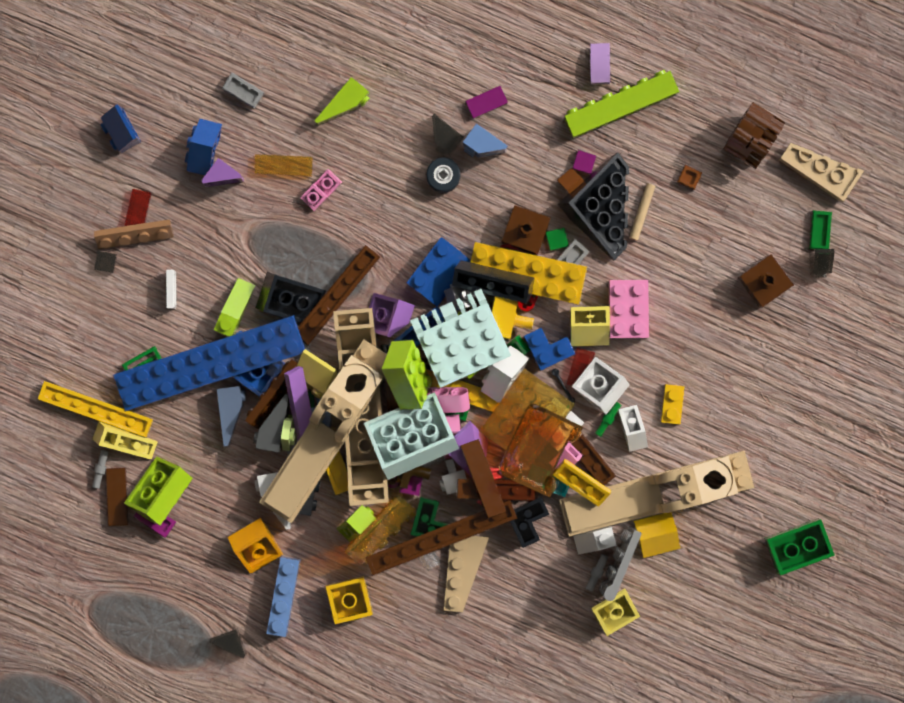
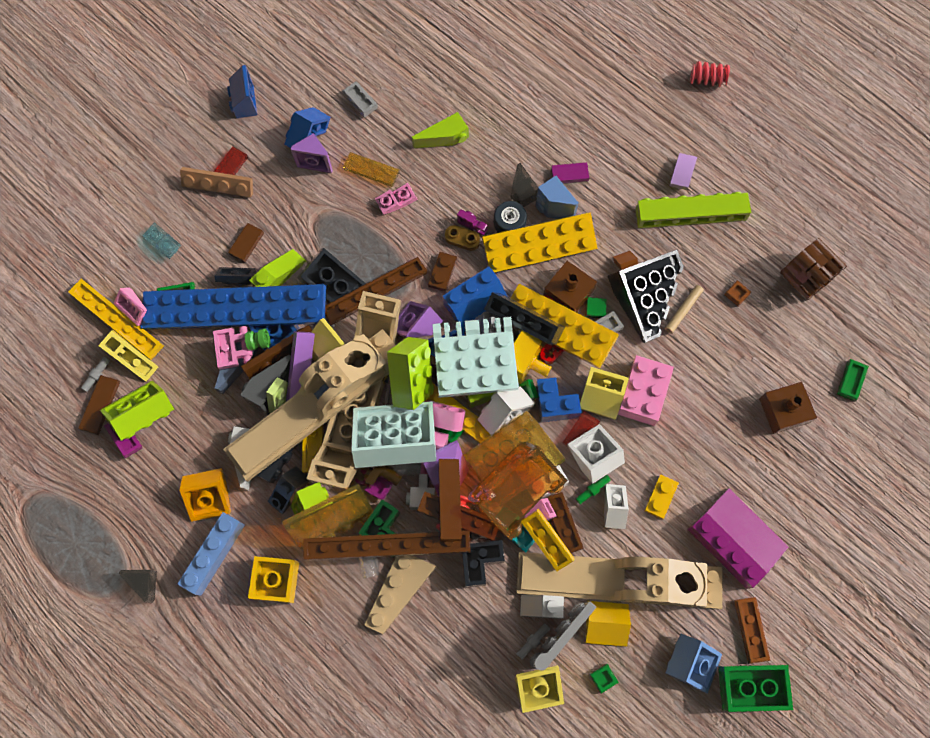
camera: 20 degrees right, 15 degrees down
(97, 388) = (124, 300): none -> bright pink slope
(105, 262) = (182, 198): clear smoke tile -> none
(105, 315) = (161, 240): none -> clear light blue slope
(171, 289) = (228, 237): white tile -> none
(189, 287) = (246, 242): none -> reddish brown tile
(194, 325) = (234, 275): none -> black plate
(221, 406) = (225, 347): none -> bright pink plate
(248, 388) = (257, 339): none -> bright green wheel
(329, 515) = (286, 489): none -> black slope
(395, 251) = (442, 271): none -> reddish brown plate
(402, 189) = (469, 221): none -> magenta plate
(402, 209) = (461, 238): none -> pearl gold plate
(481, 191) = (540, 242): none -> yellow plate
(555, 372) = (555, 428): black hinge -> none
(584, 162) = (643, 249): magenta tile -> none
(668, 582) = (604, 678): none -> green tile
(742, 543) = (693, 663): none -> medium blue slope
(752, 419) = (738, 539): none -> magenta slope
(785, 496) = (752, 630): none -> dark orange tile
(821, 262) = (849, 405): clear smoke slope -> none
(825, 173) = (876, 335): tan wing -> none

